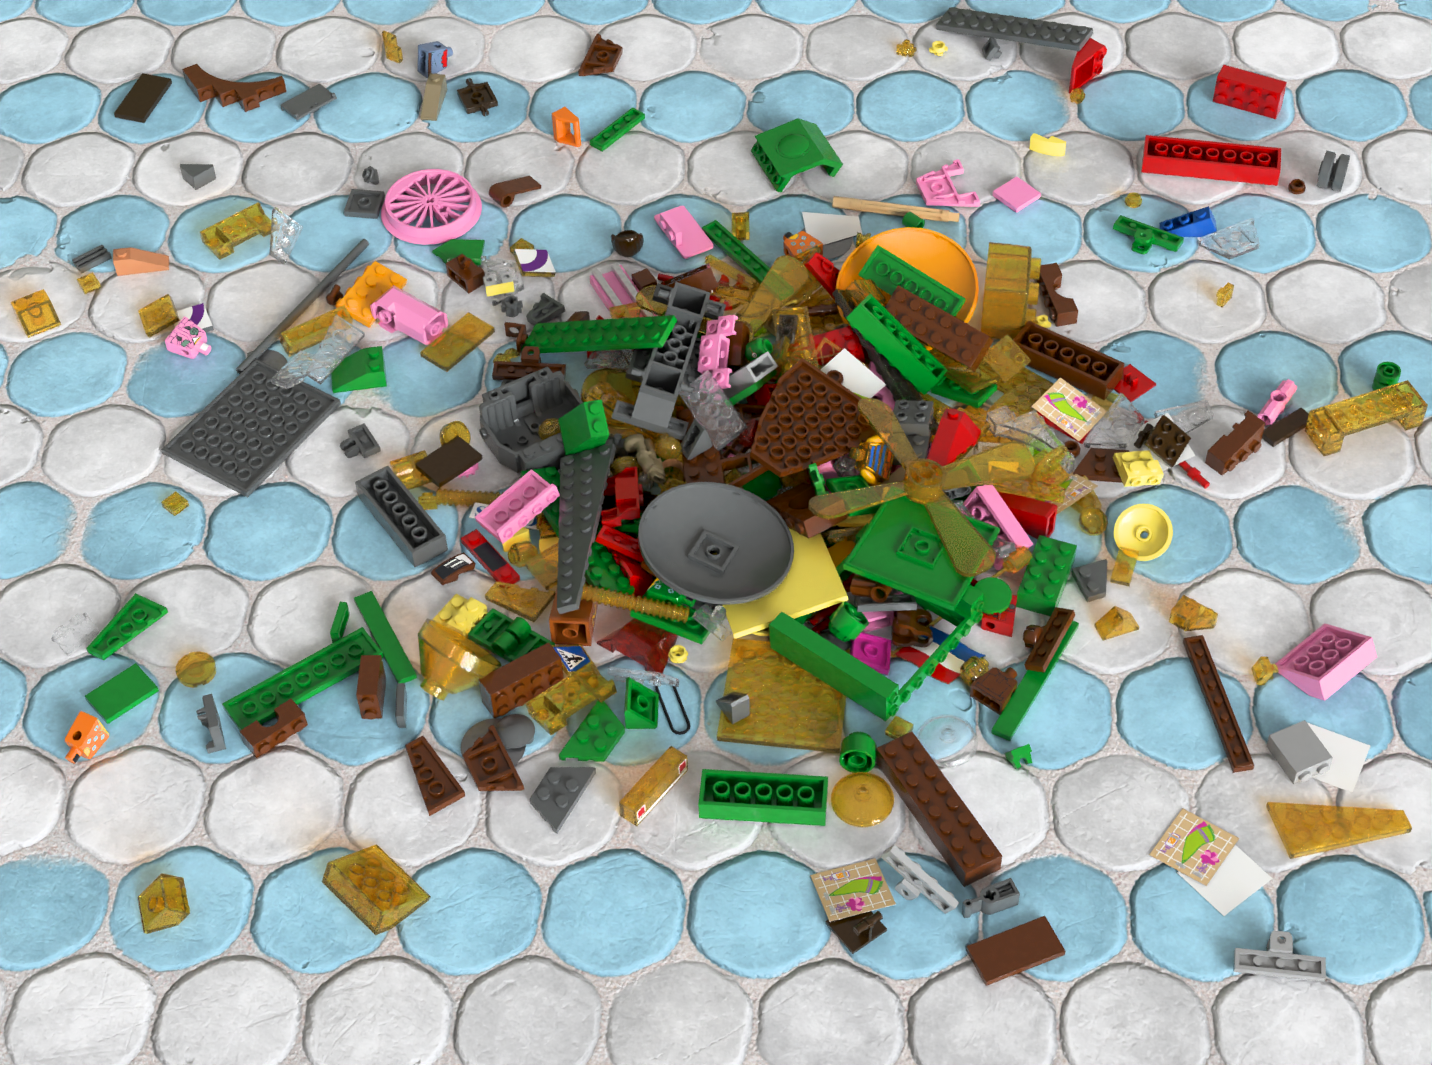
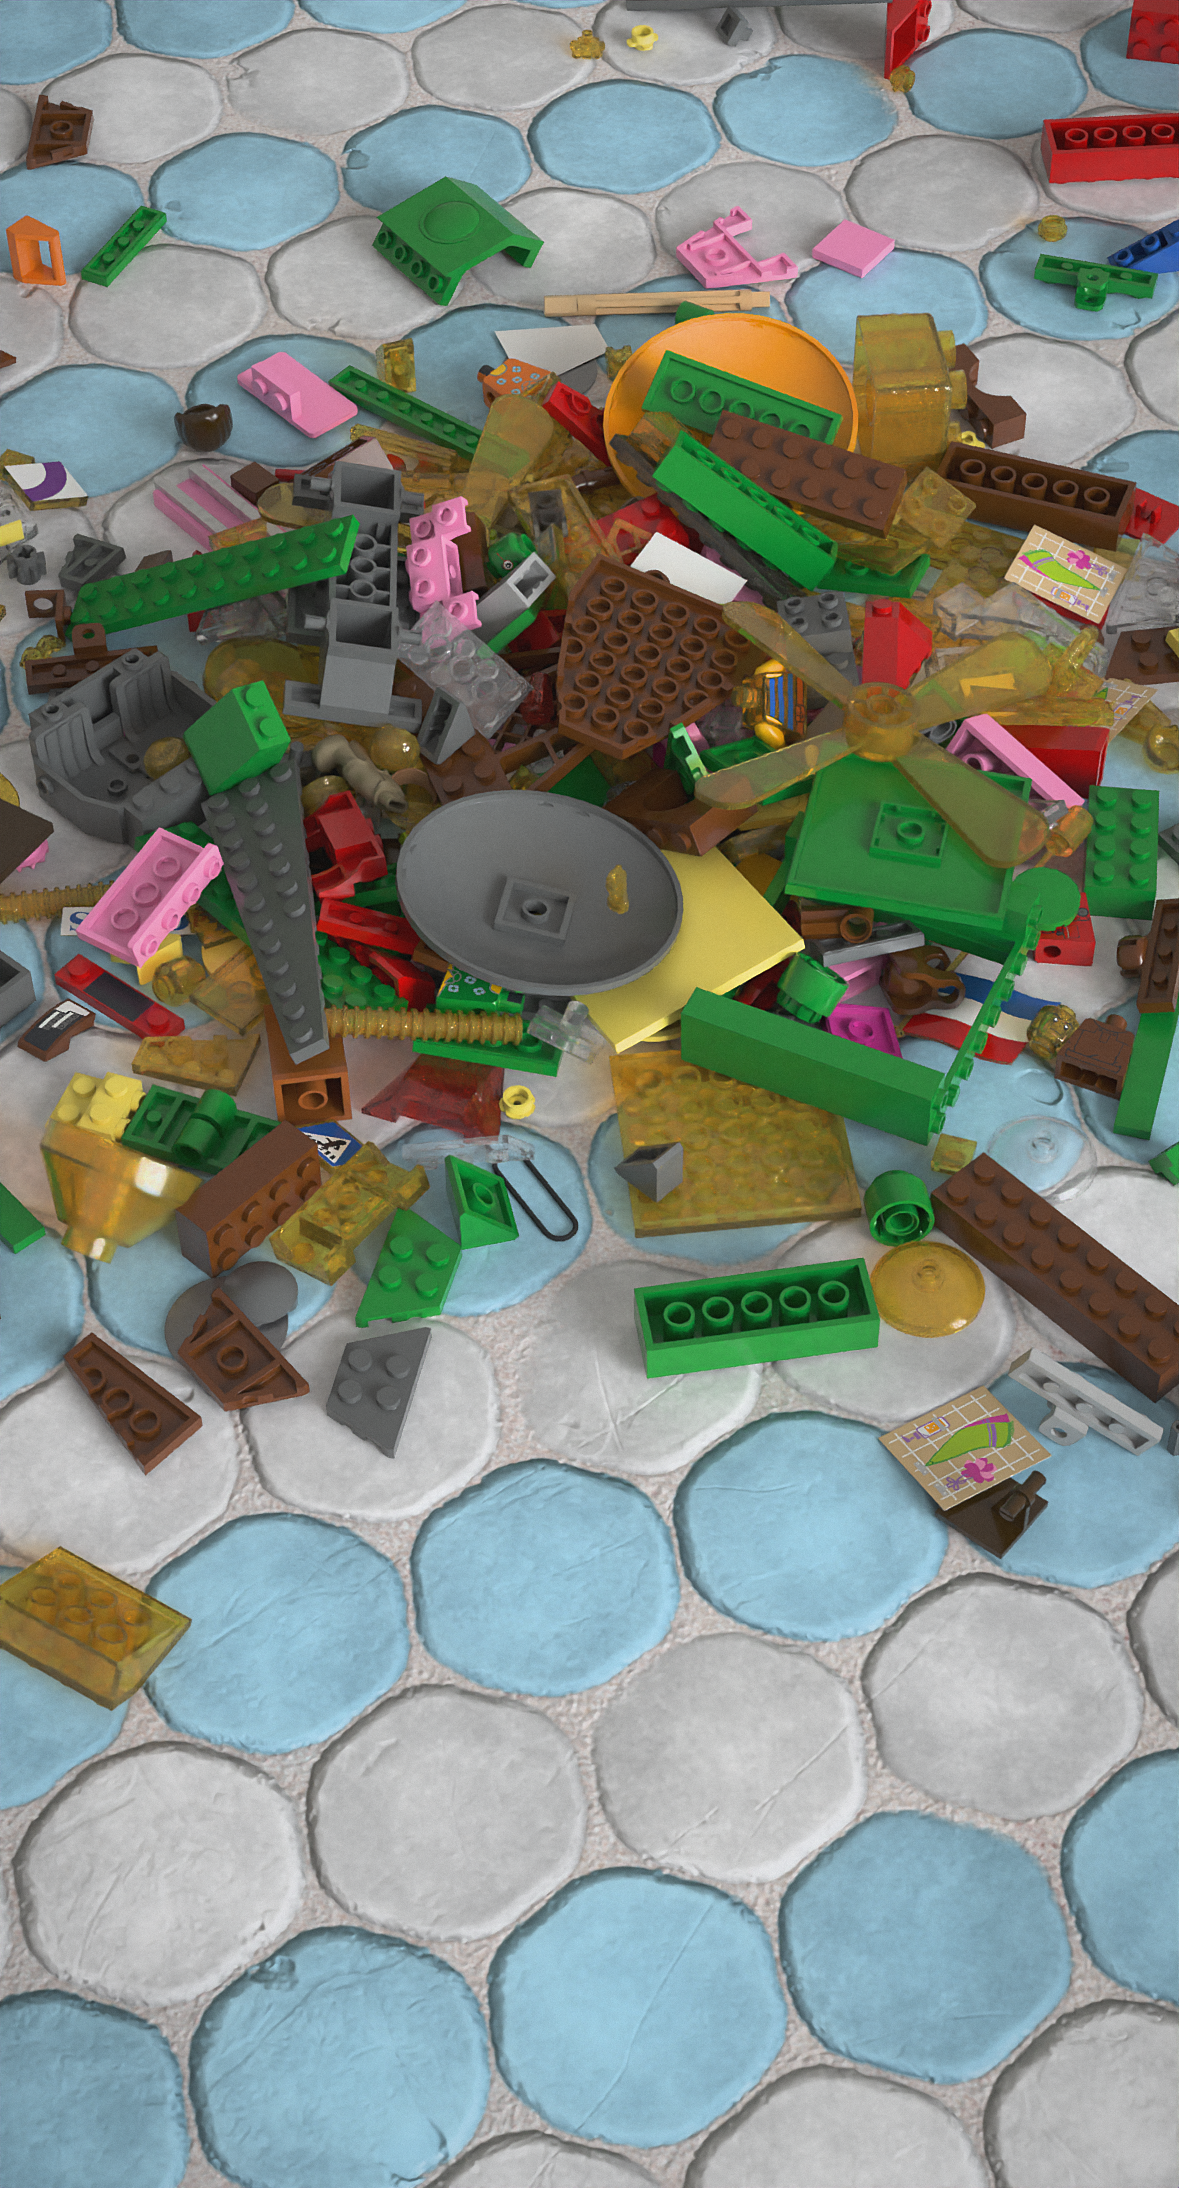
camera: 15 degrees left, 0 degrees up
(401, 705) = (33, 1287): dark grey tile -> none
(653, 786) = (548, 1338): clear yellow brick -> none
(757, 546) = (617, 887): none -> clear yellow piece
(1051, 146) = (887, 164): light yellow slope -> none

